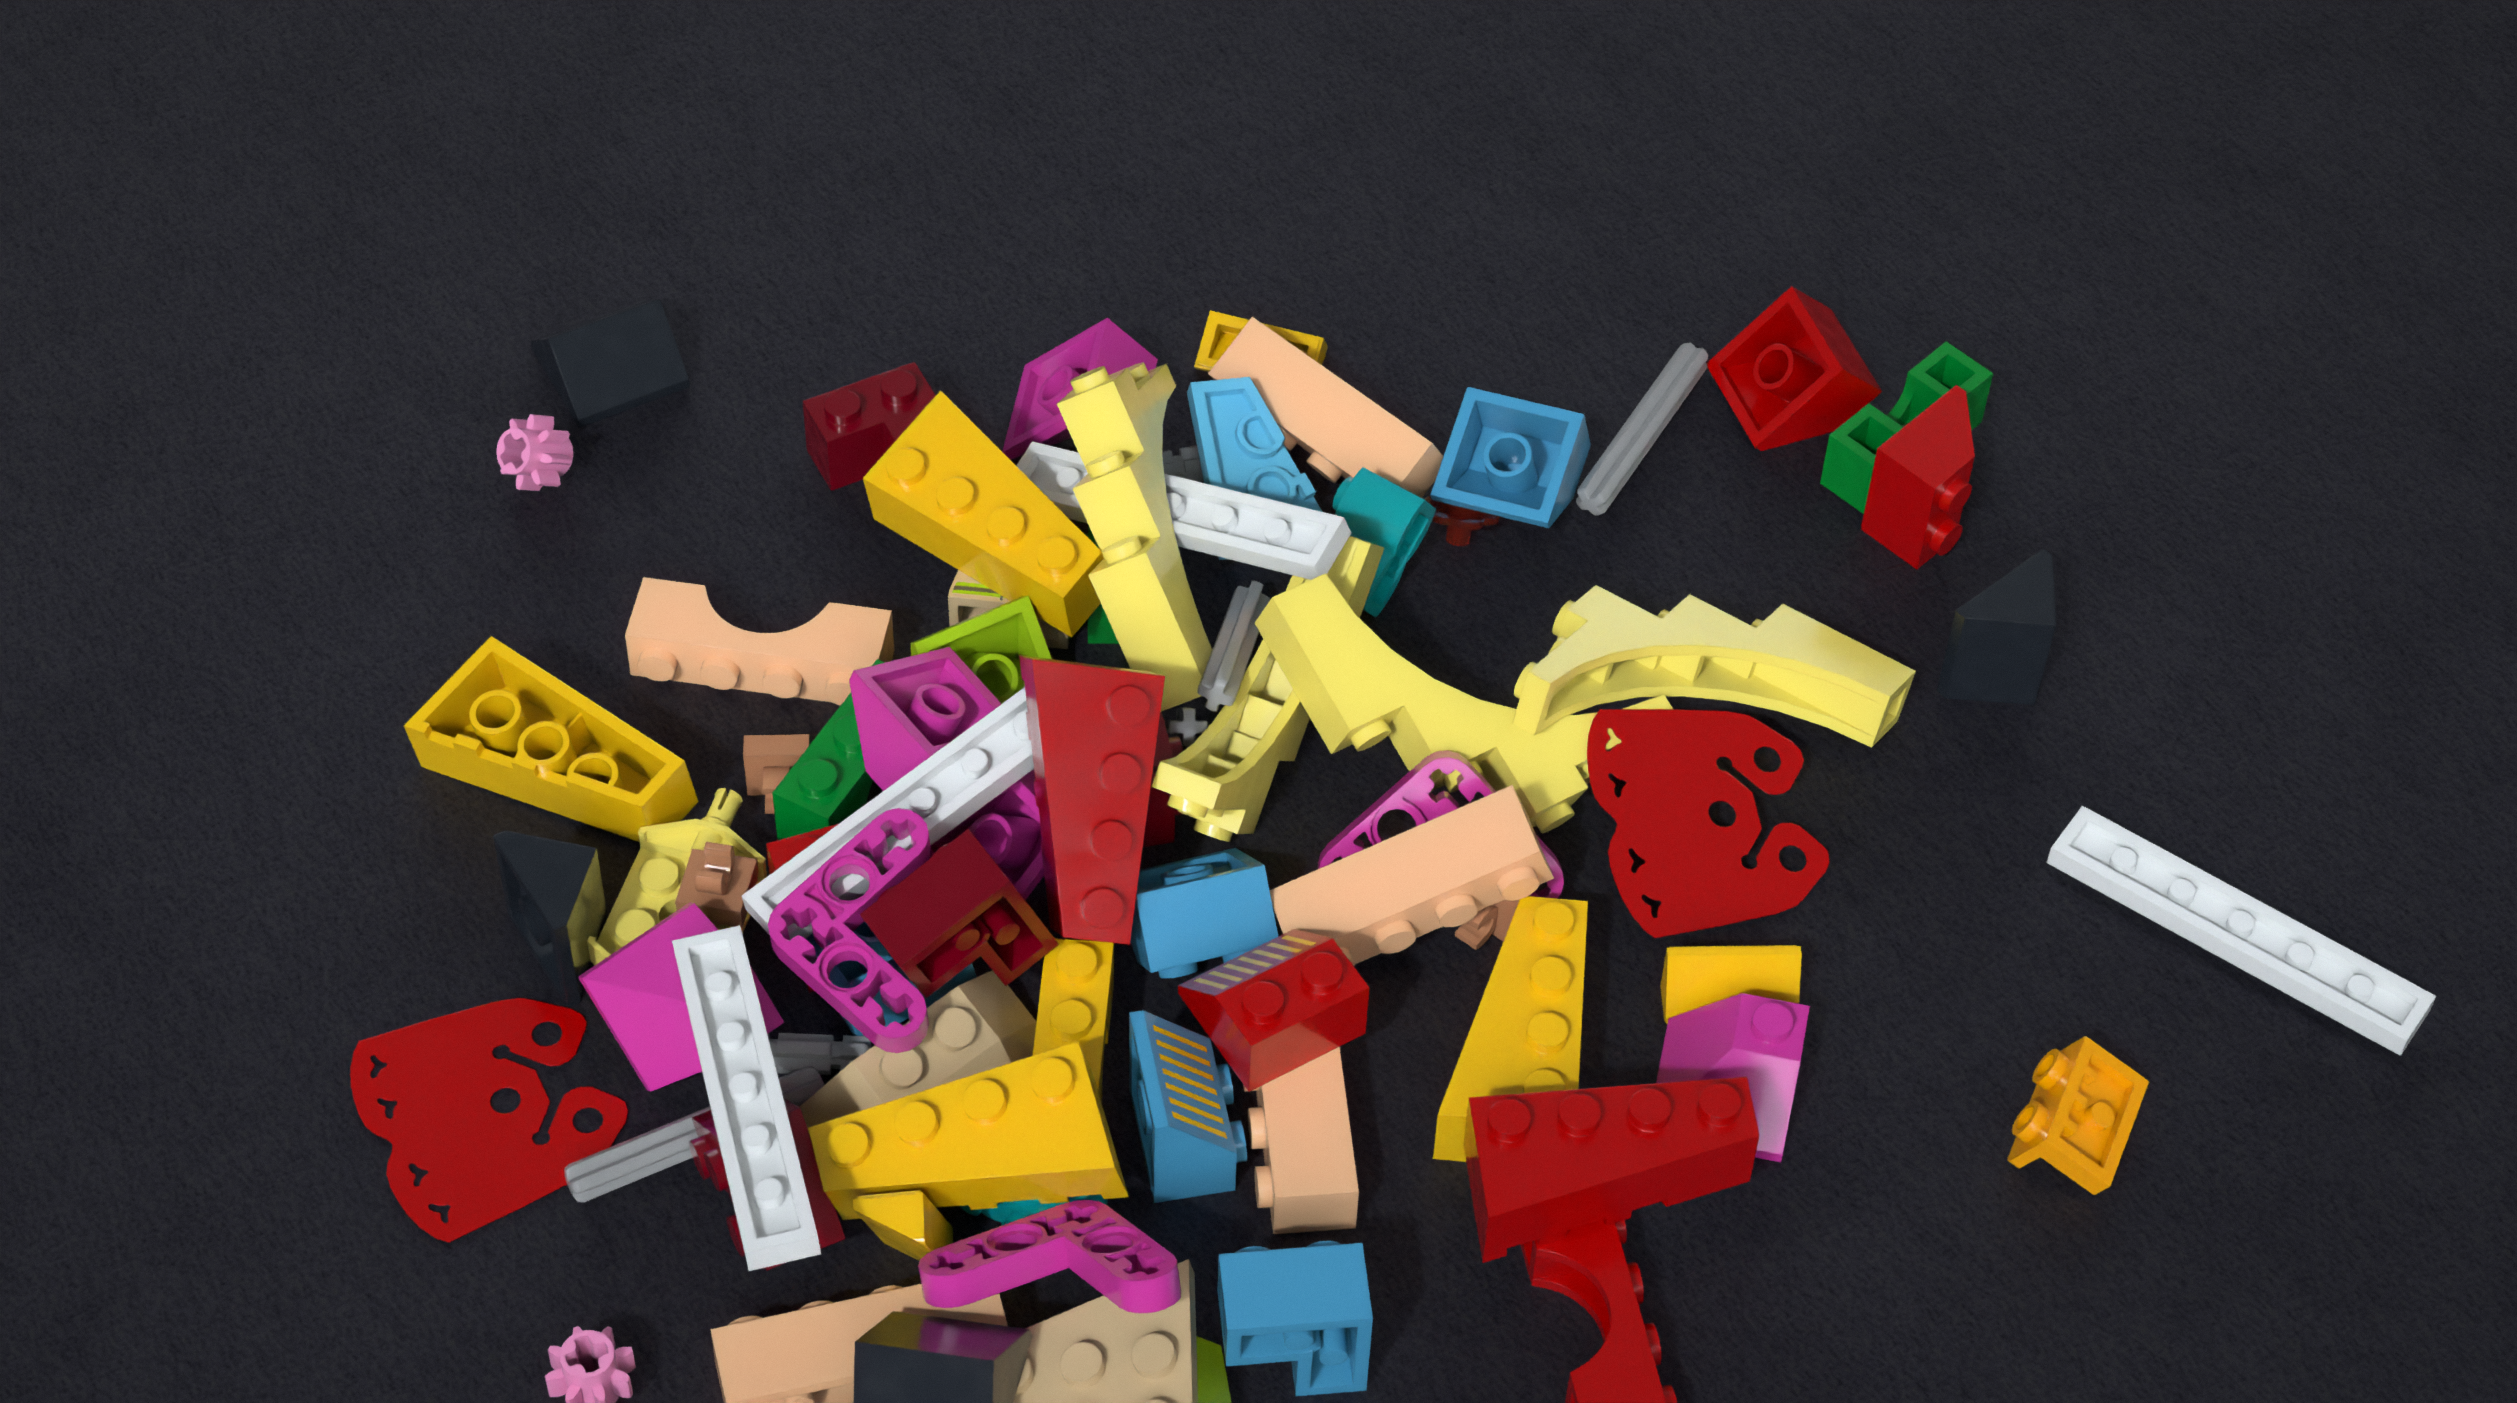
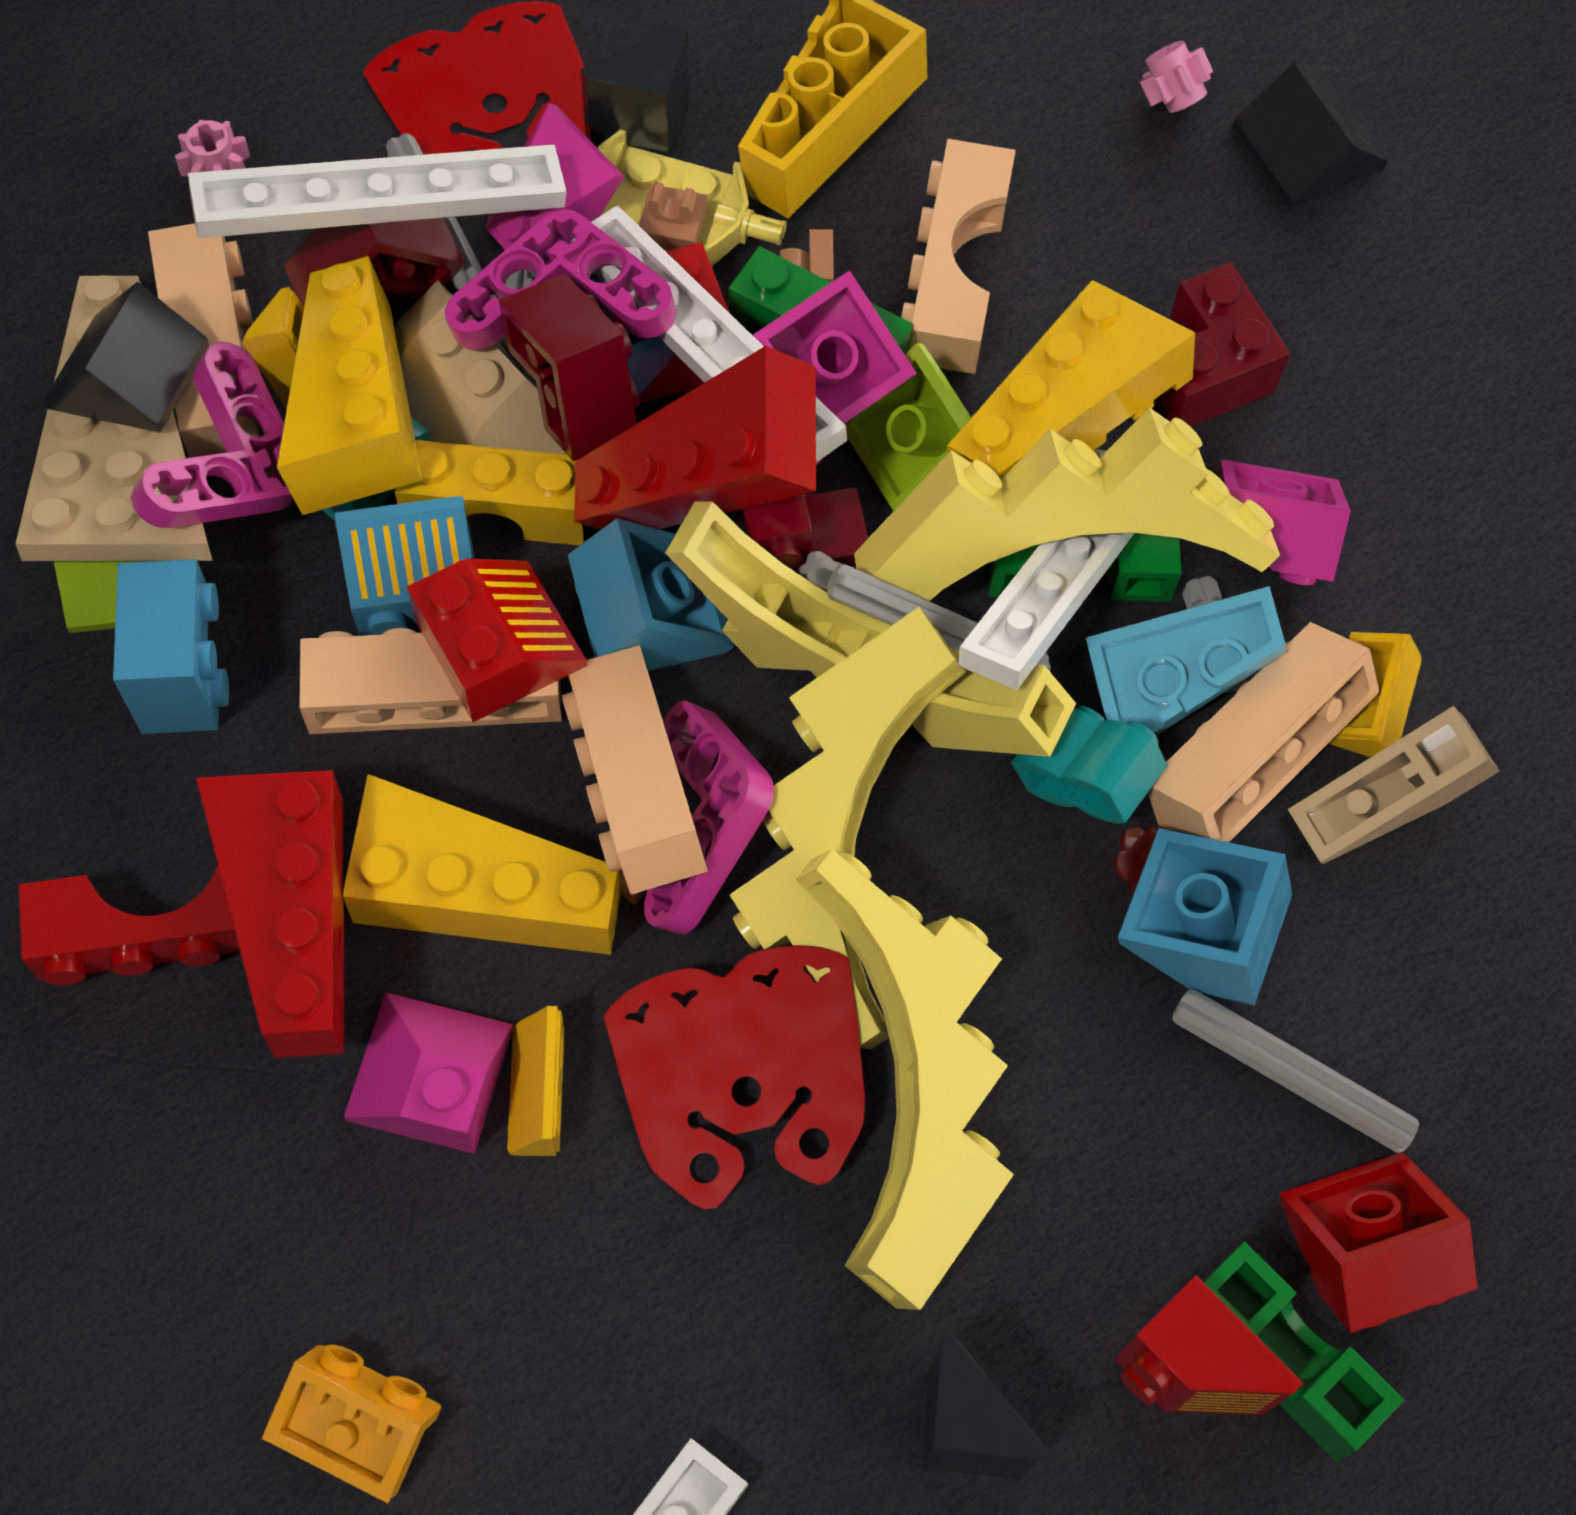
camera: 90 degrees right, 15 degrees up
(1364, 329) = (1394, 786): none -> tan slope

